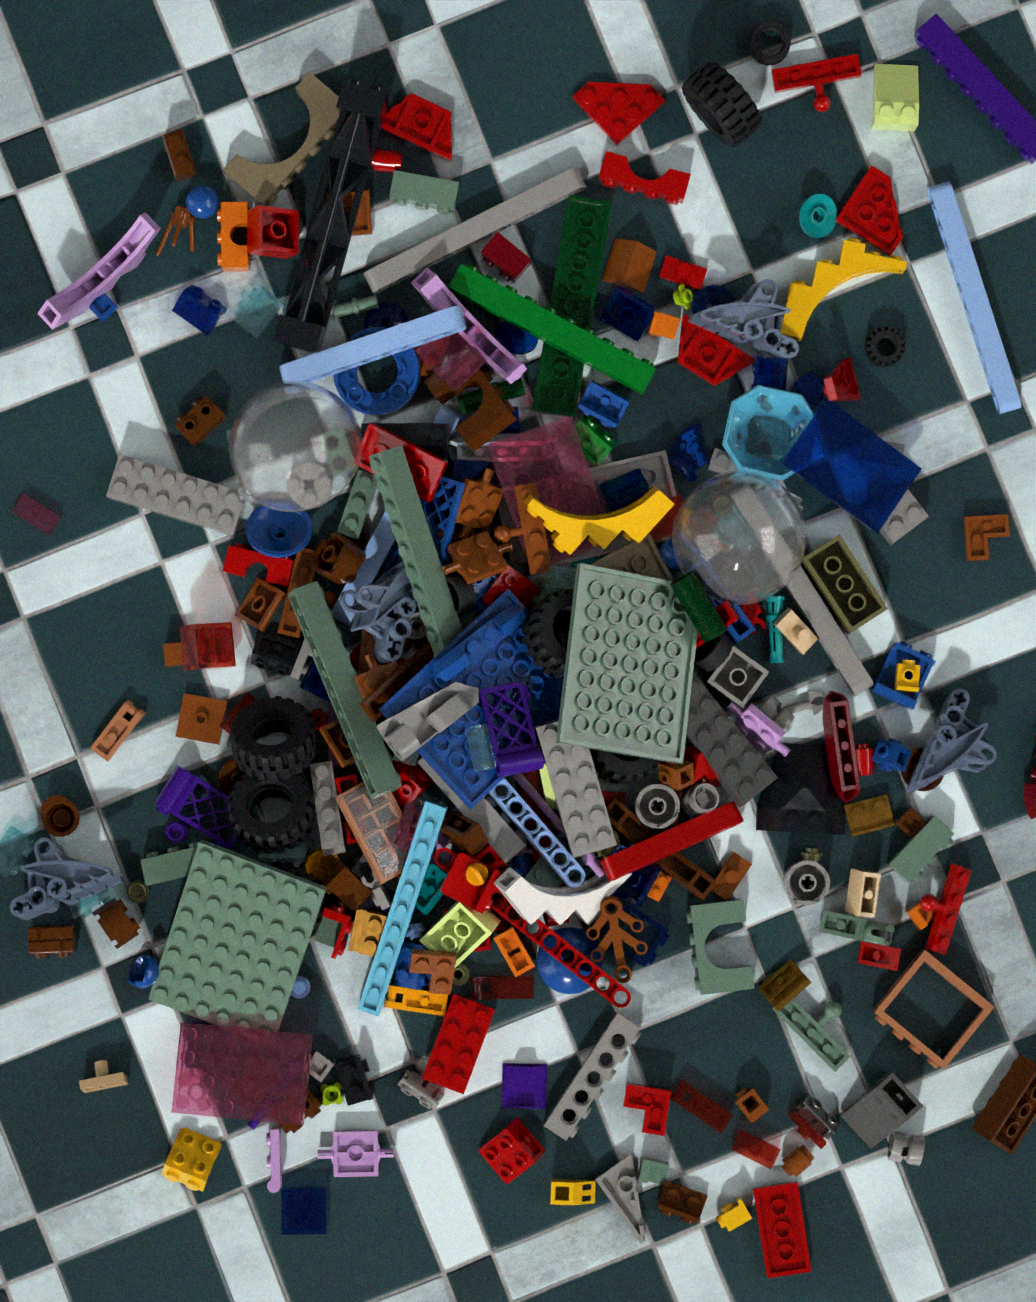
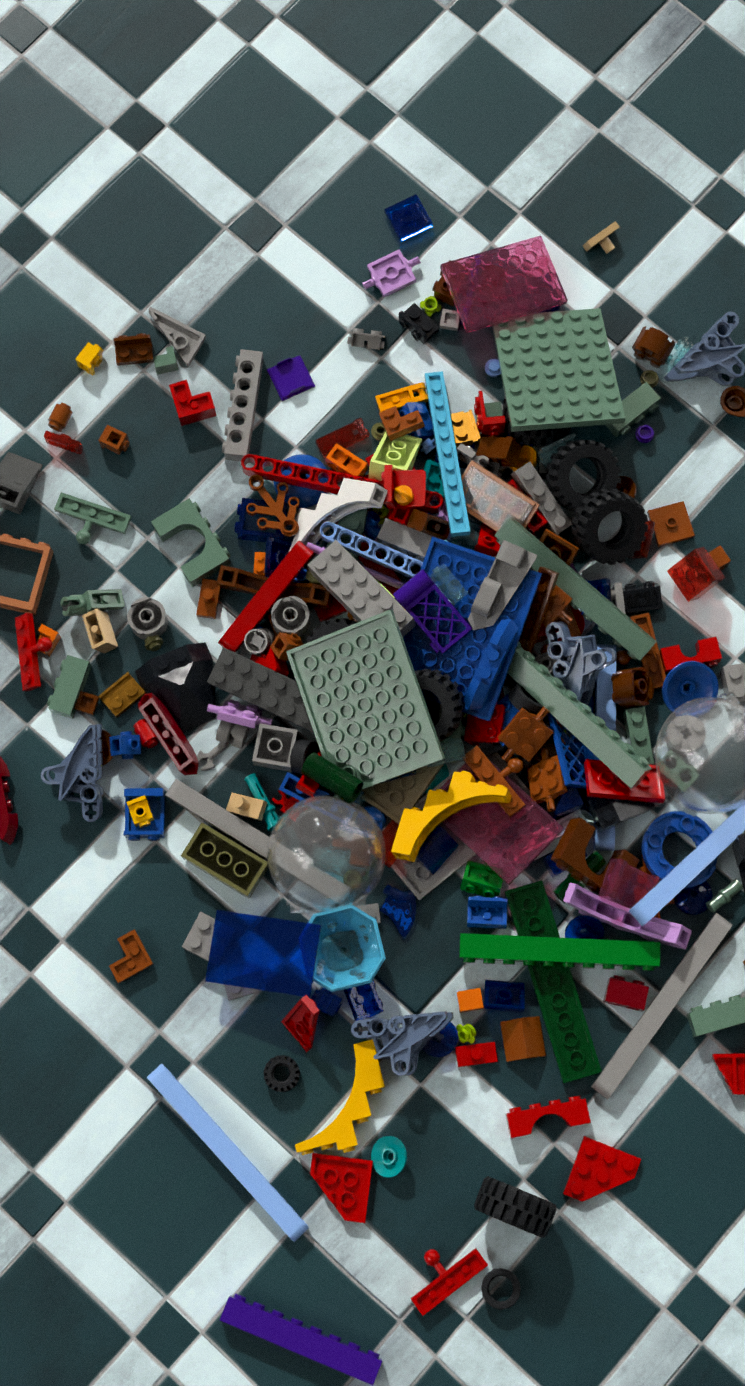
camera: 155 degrees right, 10 degrees down
(52, 939) = (693, 315): reddish brown brick -> none
(117, 731) = (728, 484): nougat plate -> none
(144, 972) = (614, 323): blue hair -> none
(175, 795) = (659, 459): dark purple piece -> none
(191, 1159) = (508, 215): yellow bracket -> none
(261, 604) = (672, 627): dark orange slope -> none
(274, 1161) = (447, 239): lavender plate -> none
(323, 718) = (583, 560): red plate -> none
(407, 826) = (474, 510): clear pink plate -> none
(458, 1043) = (355, 381): red brick -> none
(512, 1151) = (276, 328): red bracket -> none
(572, 1191) = (219, 317): yellow slope -> none
(702, 1107) = (150, 422): clear red plate -> none
(709, 354) = (421, 995): red wing -> none
(755, 1149) = (96, 411): clear red plate -> none
(781, 1229) = (49, 365): red plate -> none
(784, 985) = (129, 536): pearl gold plate -> none
(825, 1123) = (51, 454): dark grey hinge -> none
(879, 955) = (61, 589): red slope -> none
(895, 97) = (373, 1295): yellowish green slope -> none

